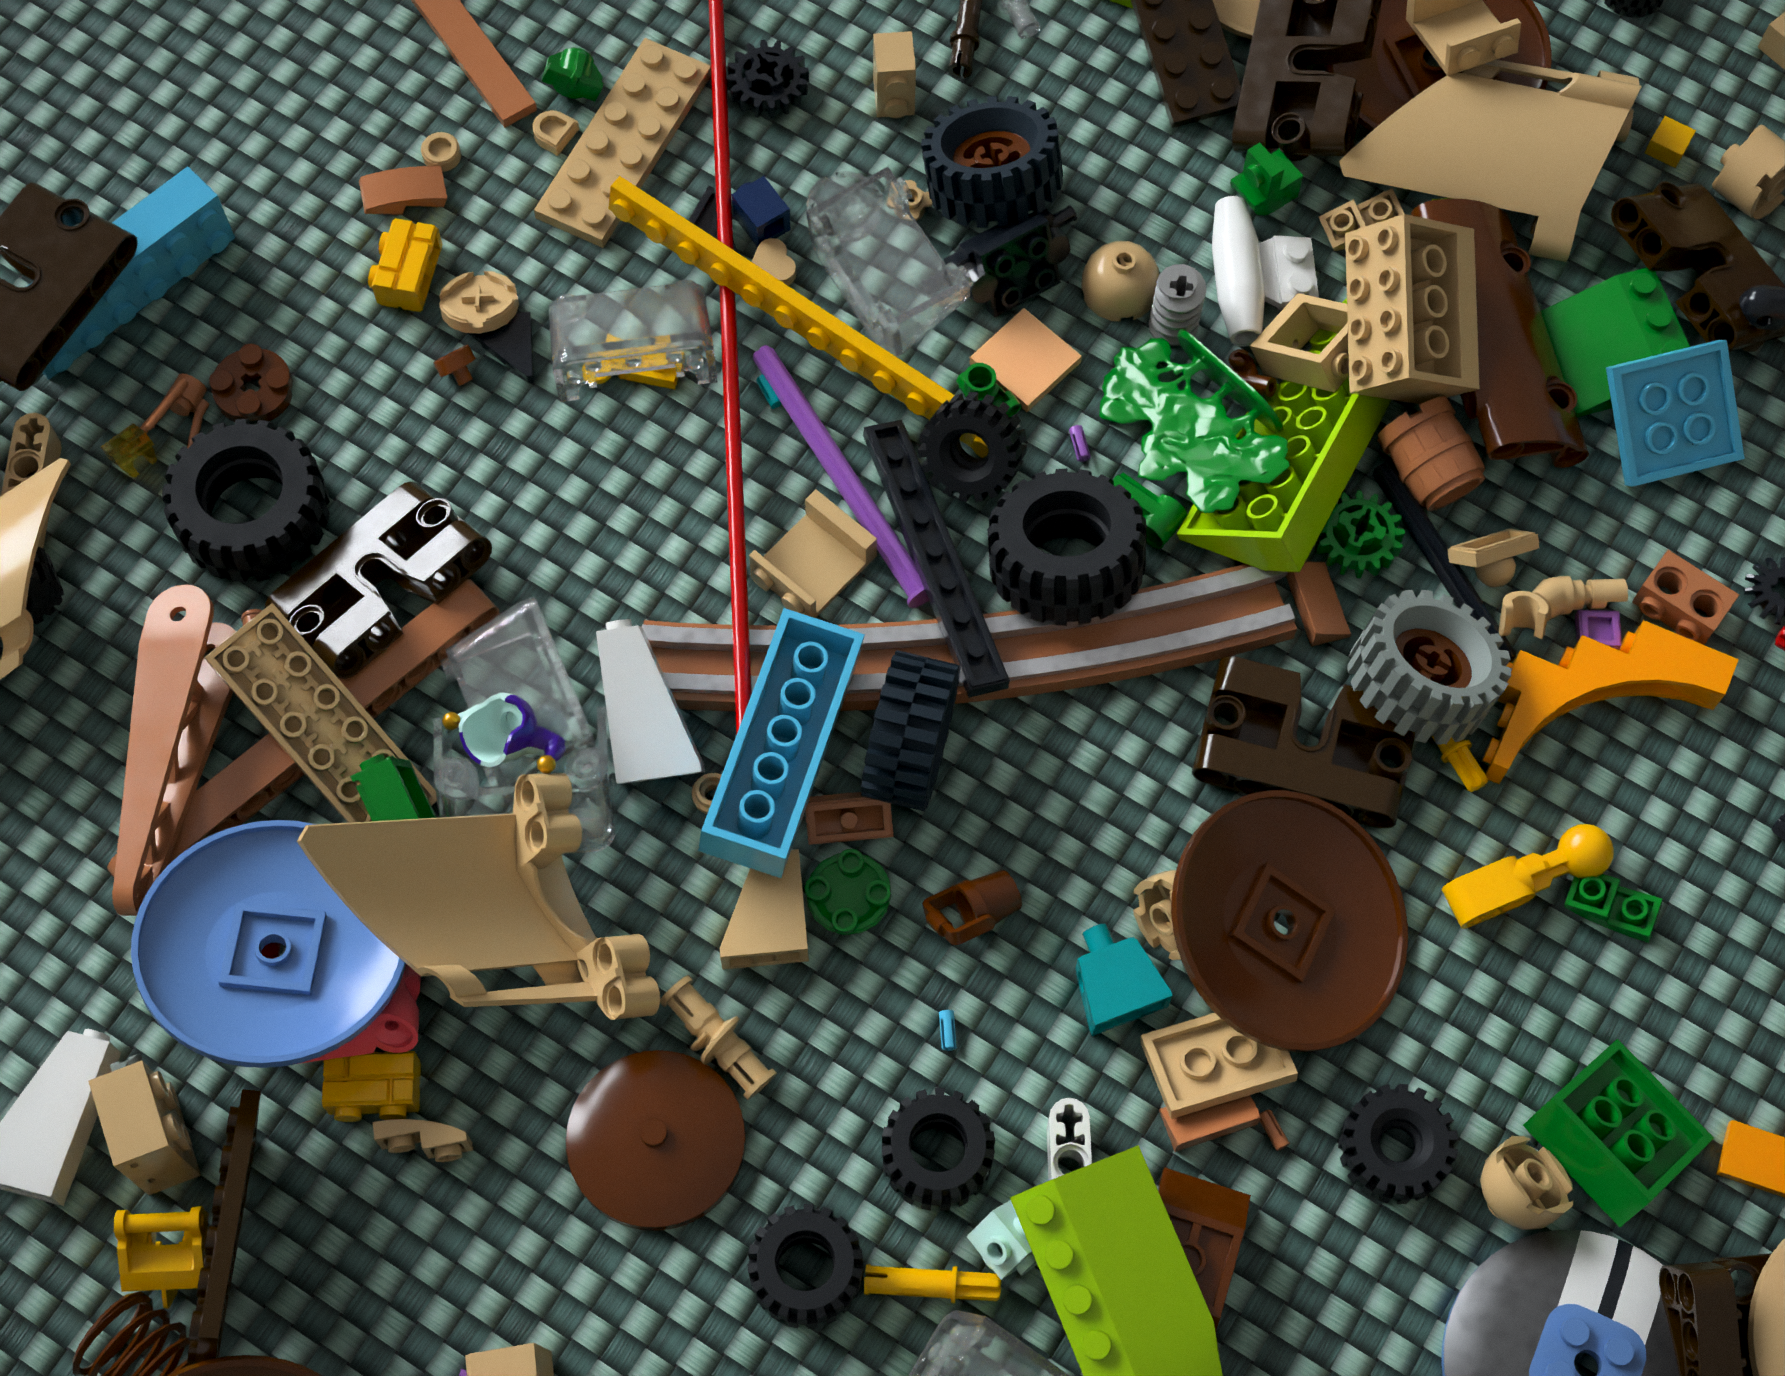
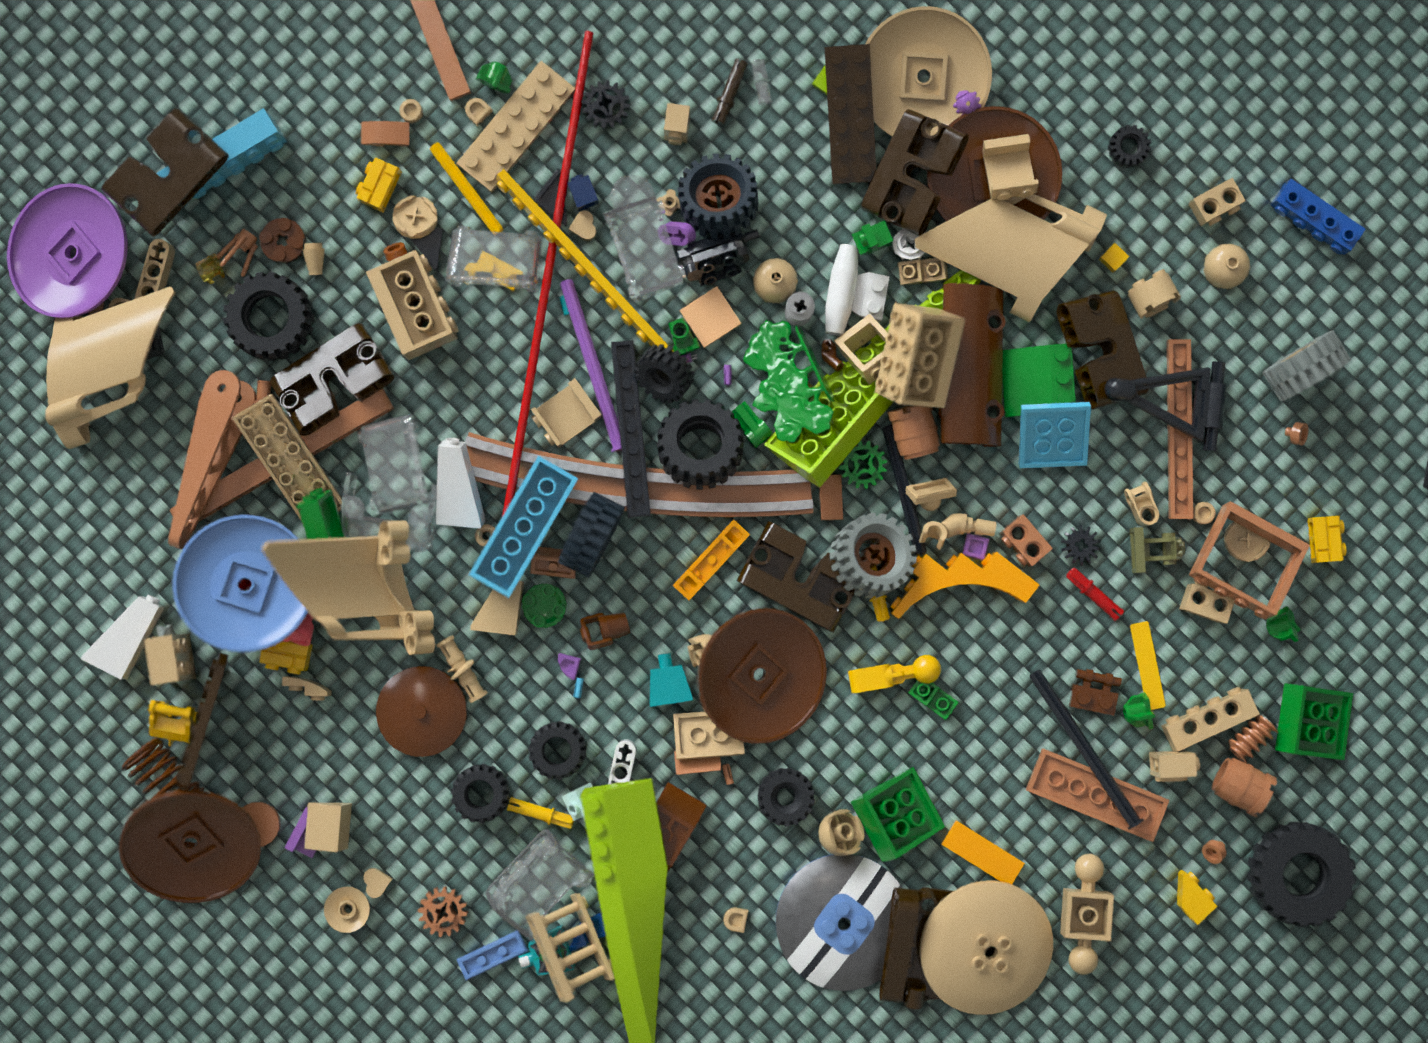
camera: 10 degrees right, 20 degrees up
(312, 397) = (314, 257): none -> tan cone
(503, 429) = (398, 302): none -> tan brick
(505, 730) = (379, 491): piece -> none
(552, 241) = (466, 188): none -> yellow axle
(919, 992) = (569, 665): none -> medium lavender tile
(934, 226) = (680, 233): none -> medium lavender beam
(1138, 745) = (711, 559): none -> light orange slope
(1328, 173) = (900, 245): none -> white gear

